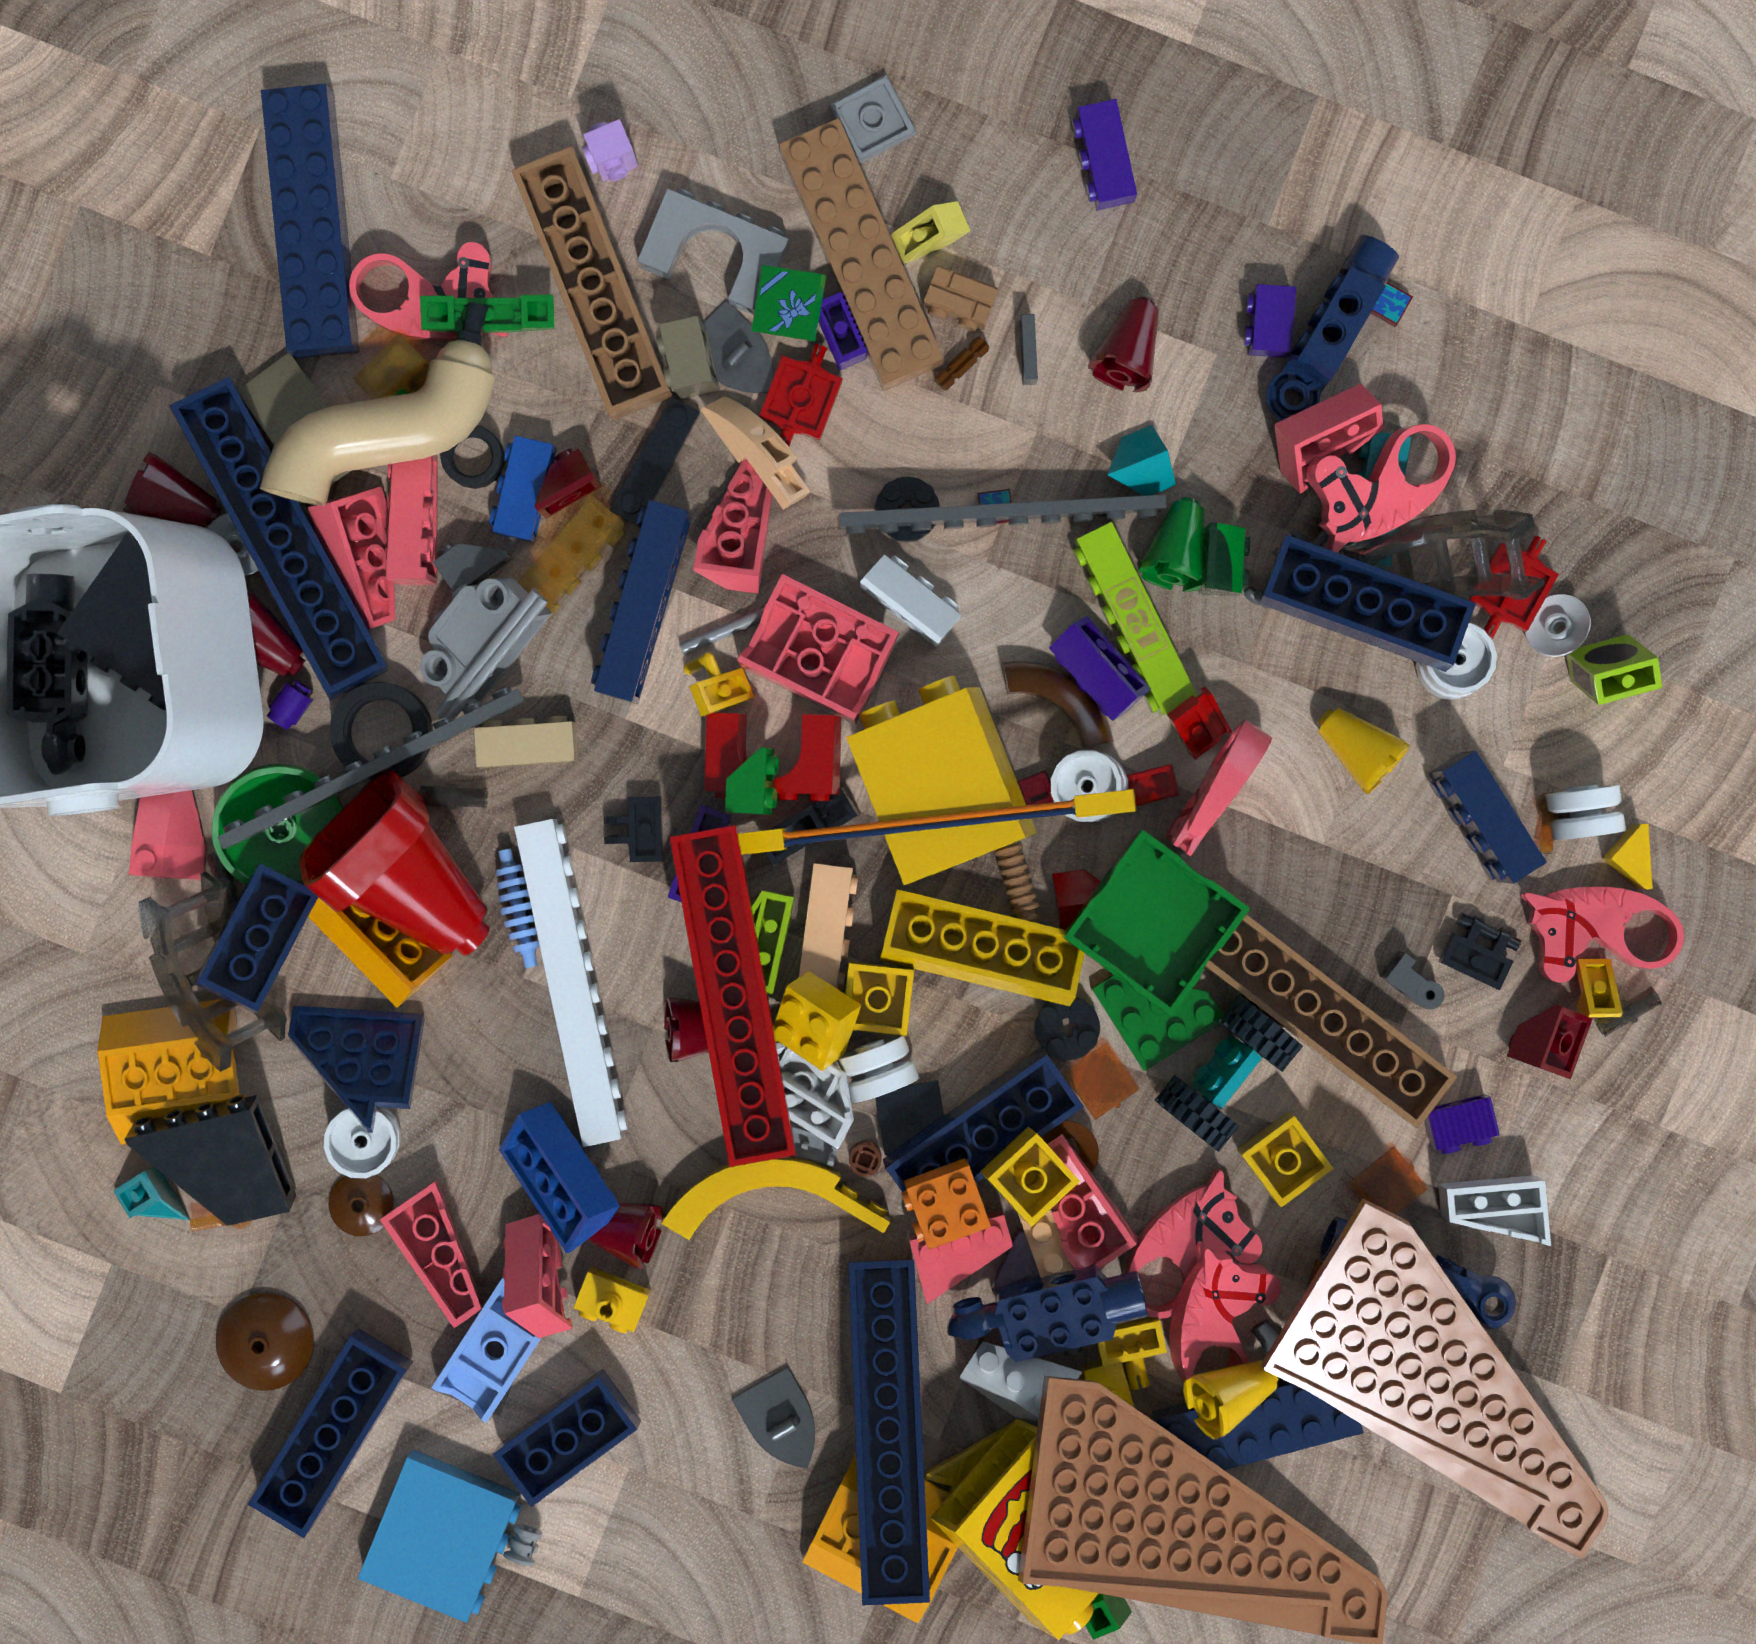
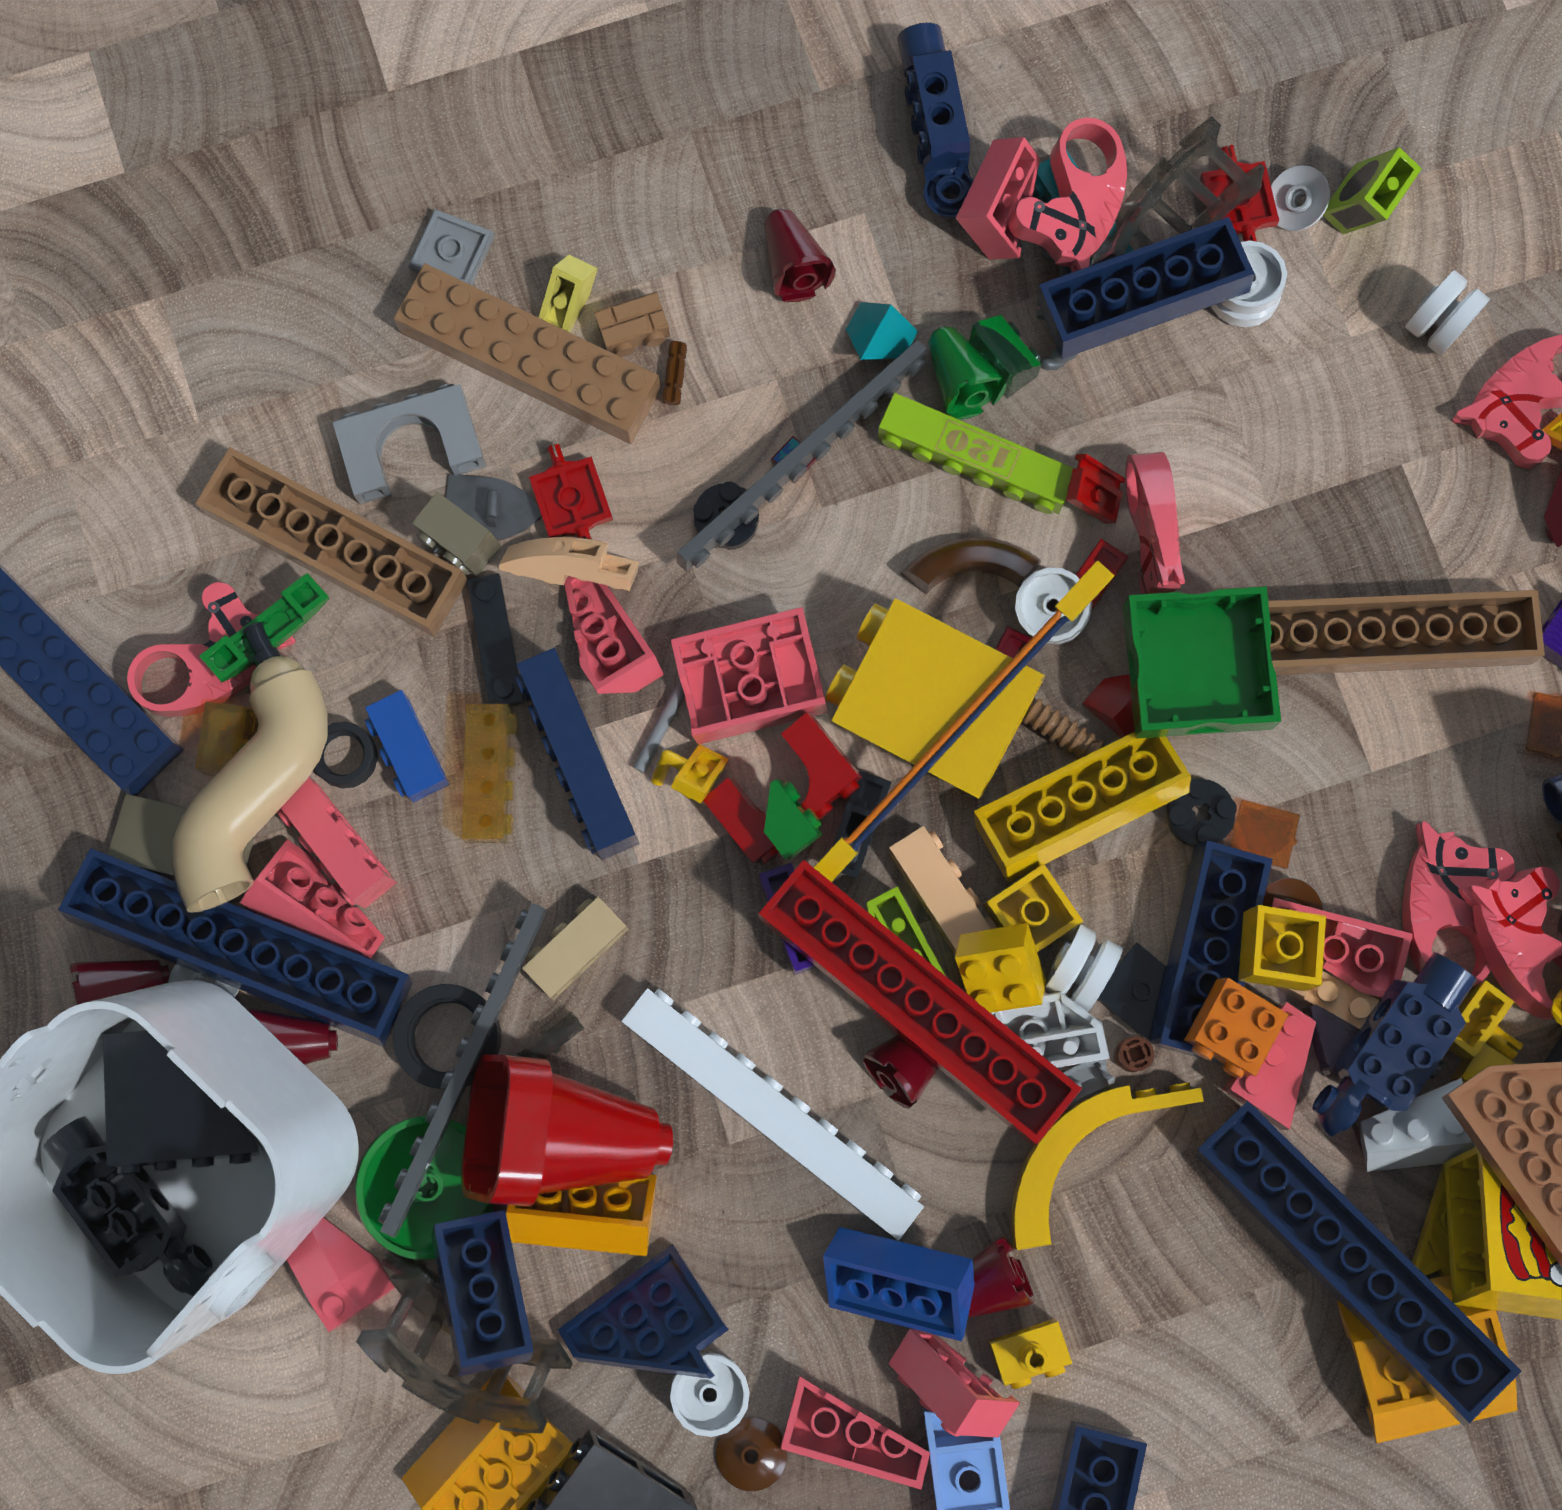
camera: 45 degrees left, 10 degrees down
(290, 704) = (352, 1077): dark purple brick -> none
(468, 563) = (410, 842): dark grey slope -> none
(480, 639) = (469, 890): light grey brick -> none
(515, 896) = (678, 1088): light blue piece -> none
(566, 483) = (438, 710): dark red slope -> none
(609, 151) = (263, 429): lavender brick -> none
(645, 829) = (728, 937): black hinge -> none
(779, 1418) = (1251, 1336): dark grey shield -> none
(788, 303) = (501, 428): green tile -> none
(841, 332) = (559, 421): dark purple brick -> none
(911, 599) = (789, 581): white slope -> none
(1028, 349) = (718, 320): dark grey tile -> none
(1099, 668) = (982, 511): dark purple brick -> none
(1104, 155) = (653, 134): dark purple brick -> none
(1148, 1029) = (1264, 757): green plate -> none
(1227, 1071) = (1356, 696): black plate -> none
(1270, 321) = (884, 153): dark purple brick -> none
(1285, 1159) = (1463, 770): yellow brick -> none
(1361, 747) = (1234, 406): yellow cone -> none
(1391, 305) = (967, 72): tile -> none
(1412, 985) = (1433, 554): dark grey leg -> none
(1475, 960) = (1463, 496): black plate -> none
(1486, 818) = (1377, 379): dark blue brick -> none
(1546, 841) = (1411, 342): clear orange bar -> none
(1632, 856) = (1510, 321): yellow slope -> none

